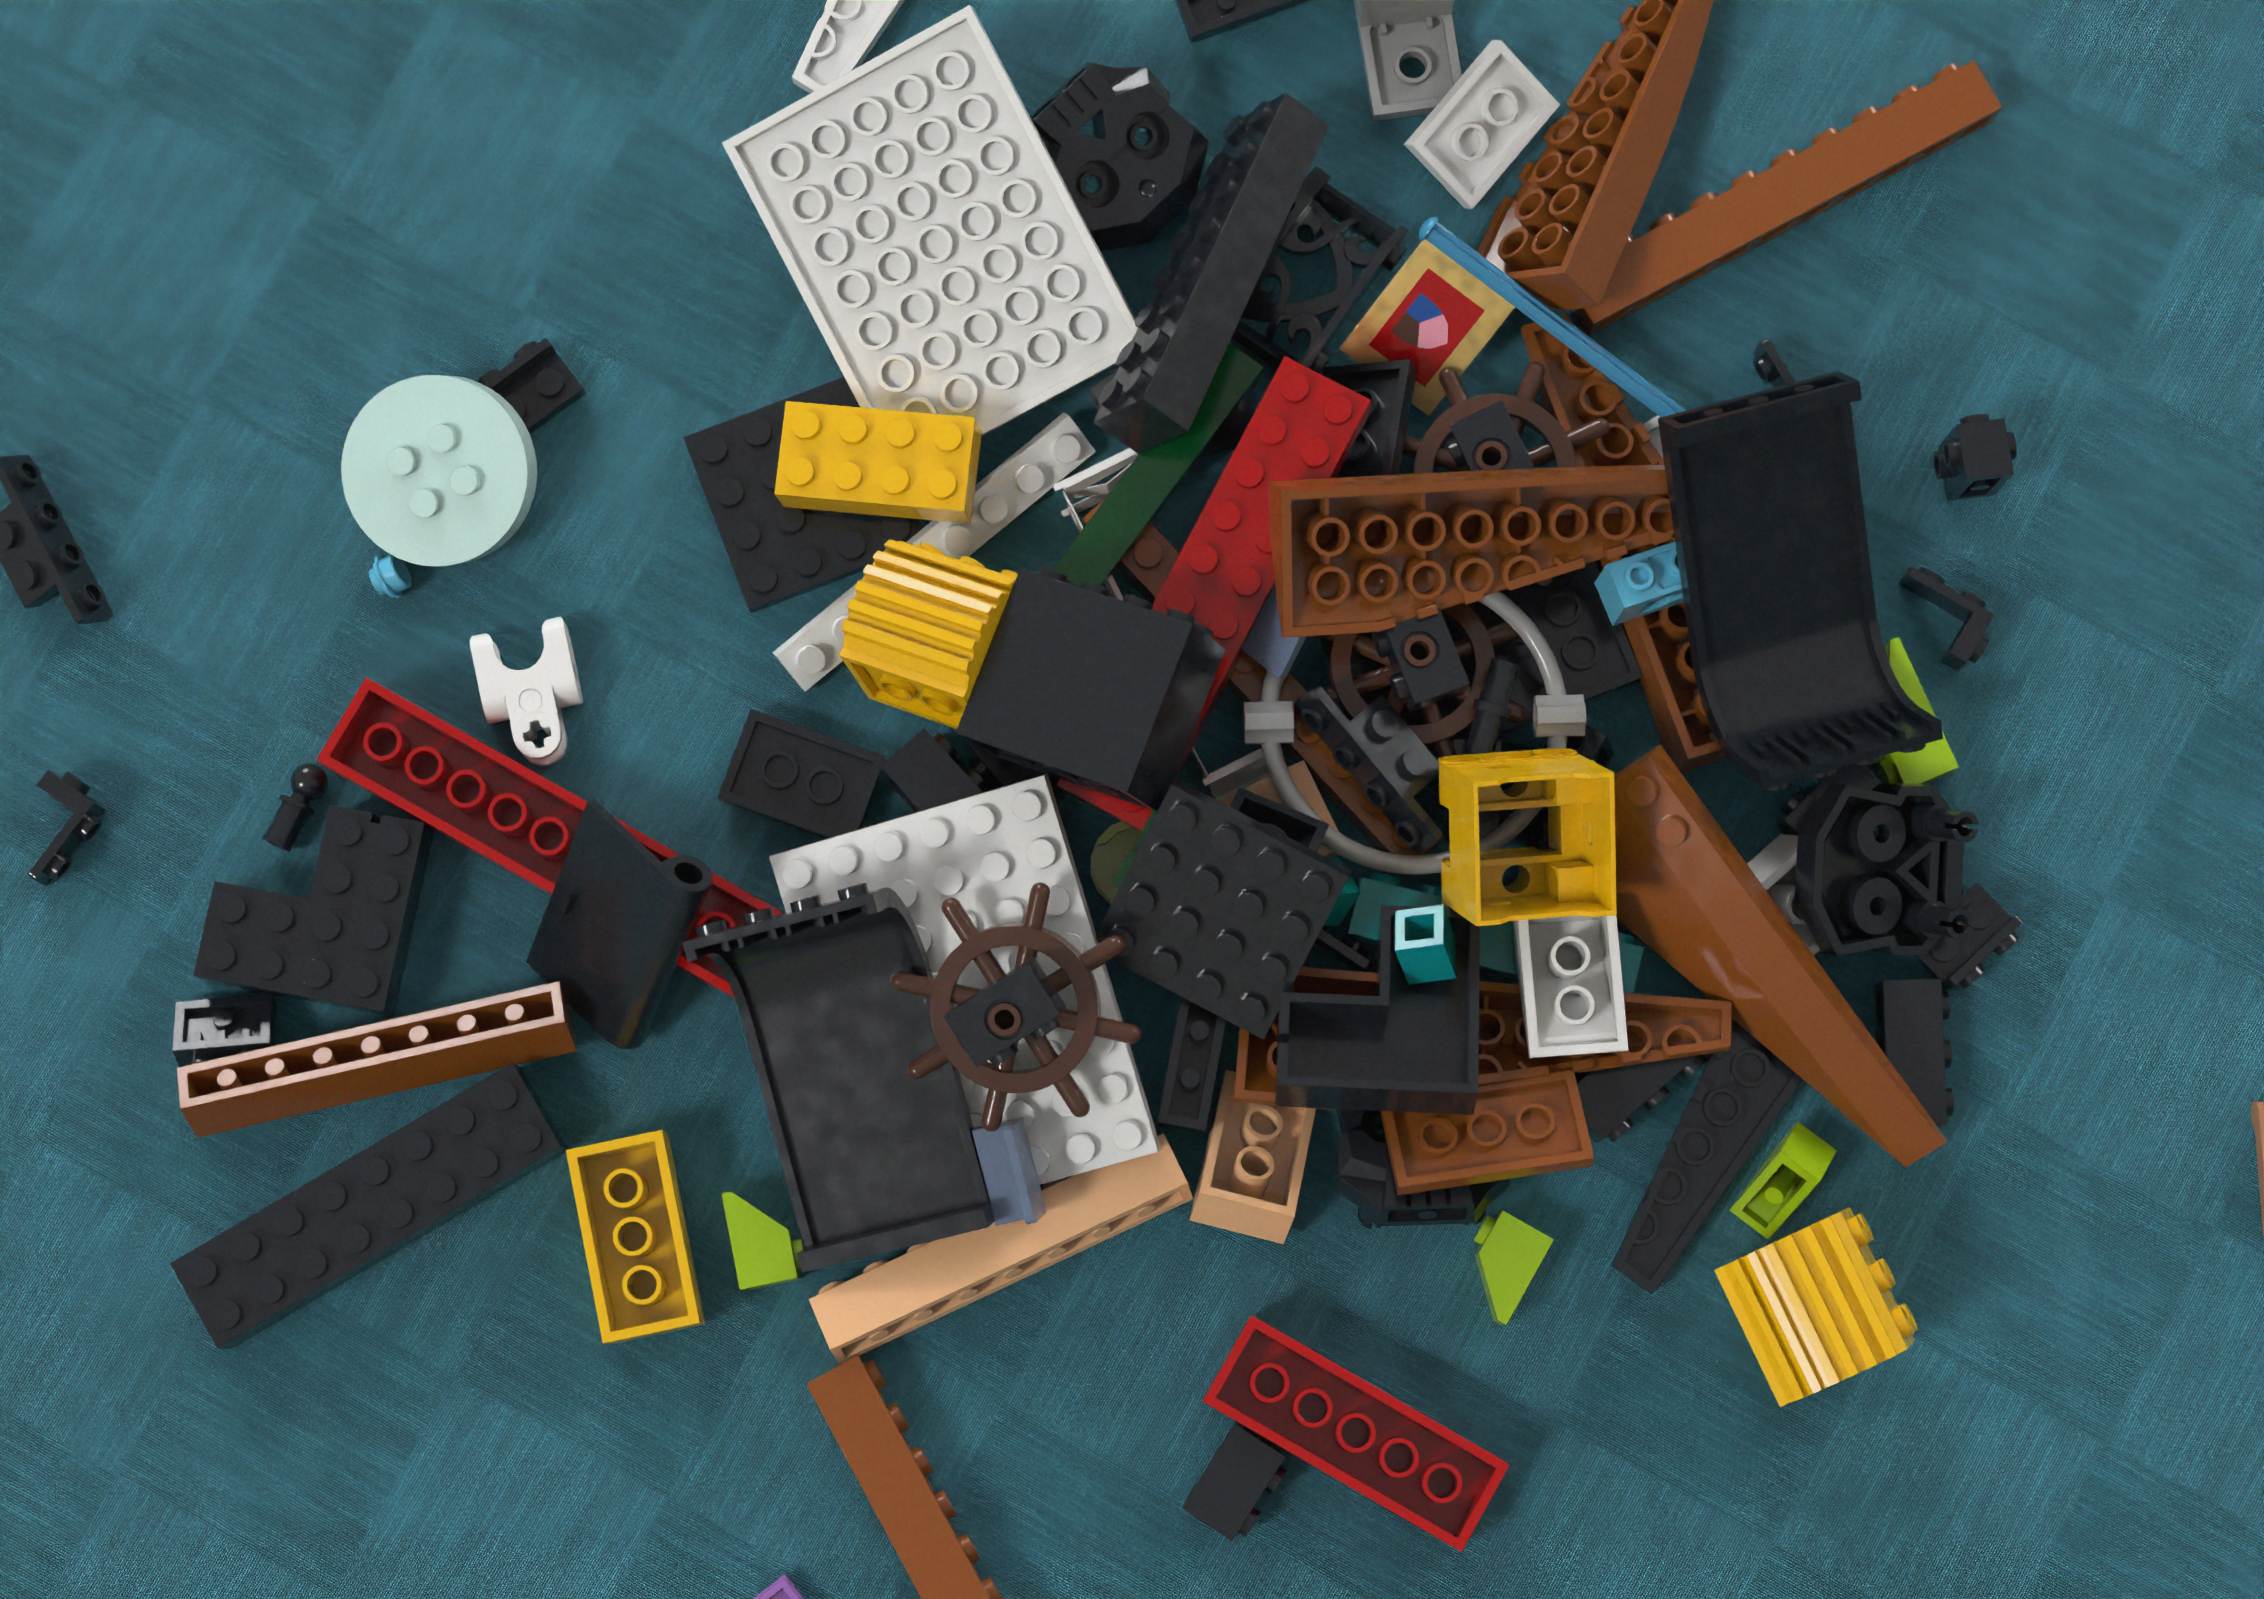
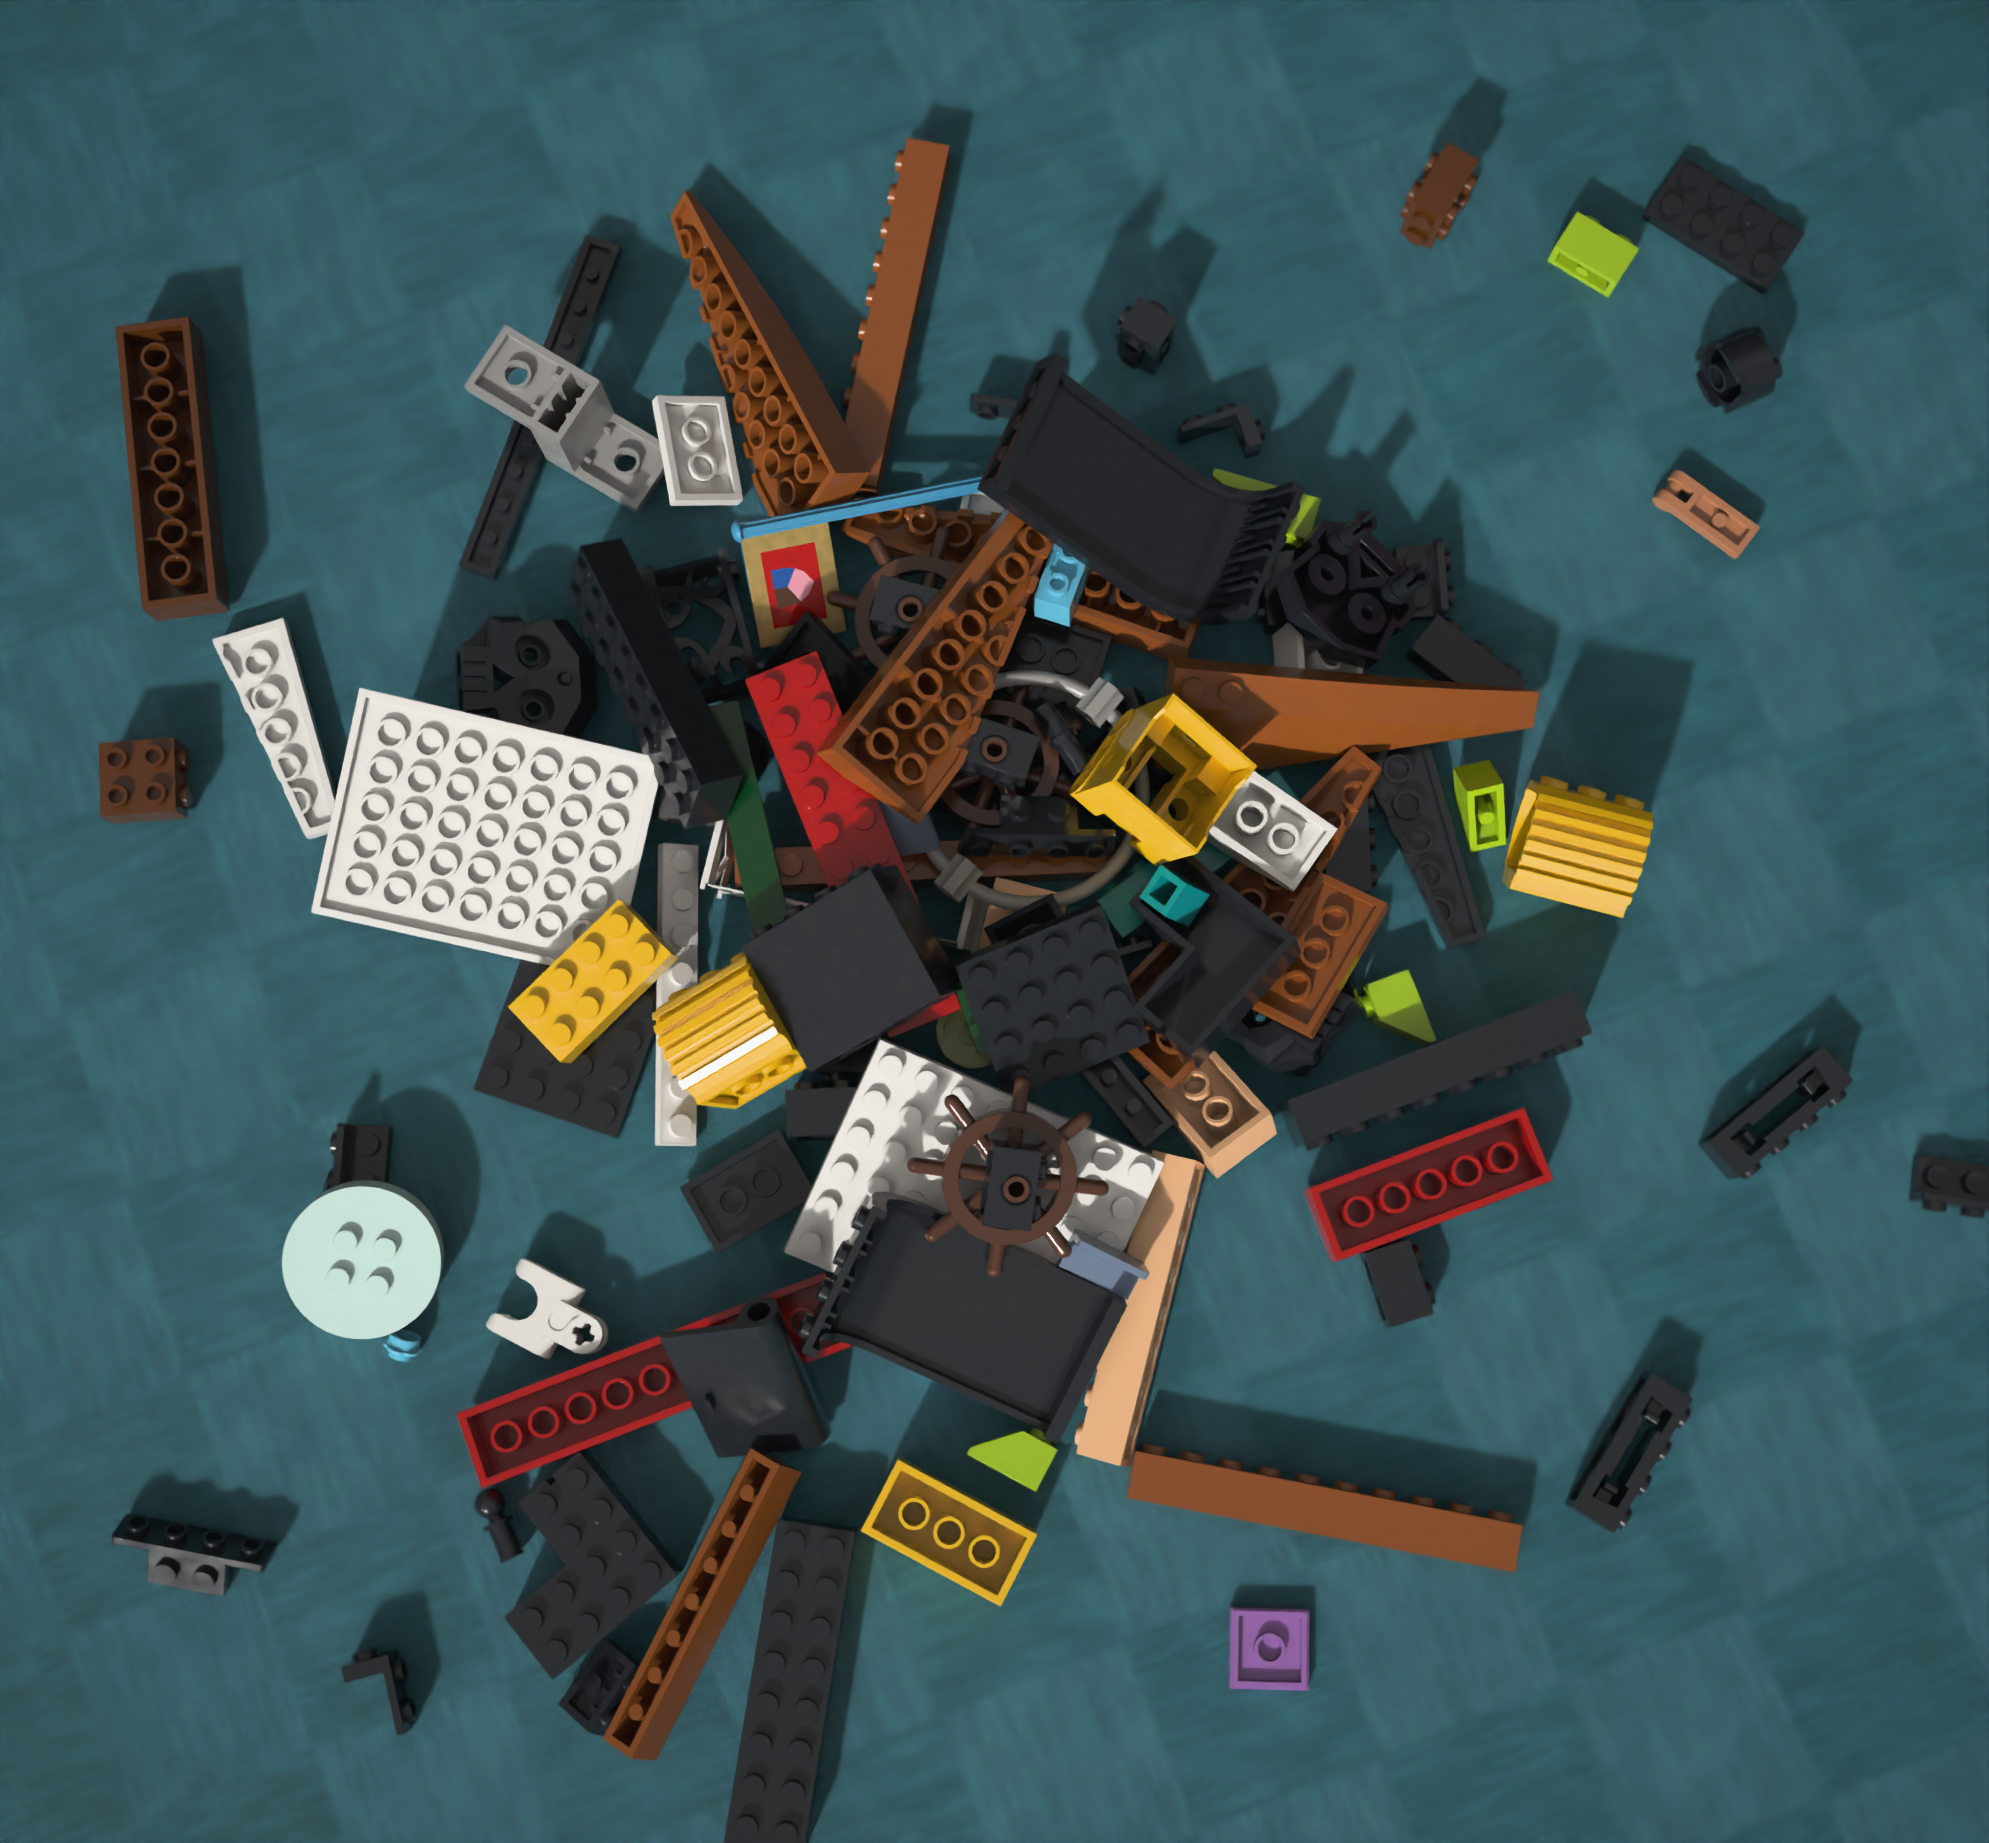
camera: 50 degrees left, 0 degrees up
(1476, 1347) = (1437, 1068): none -> black brick

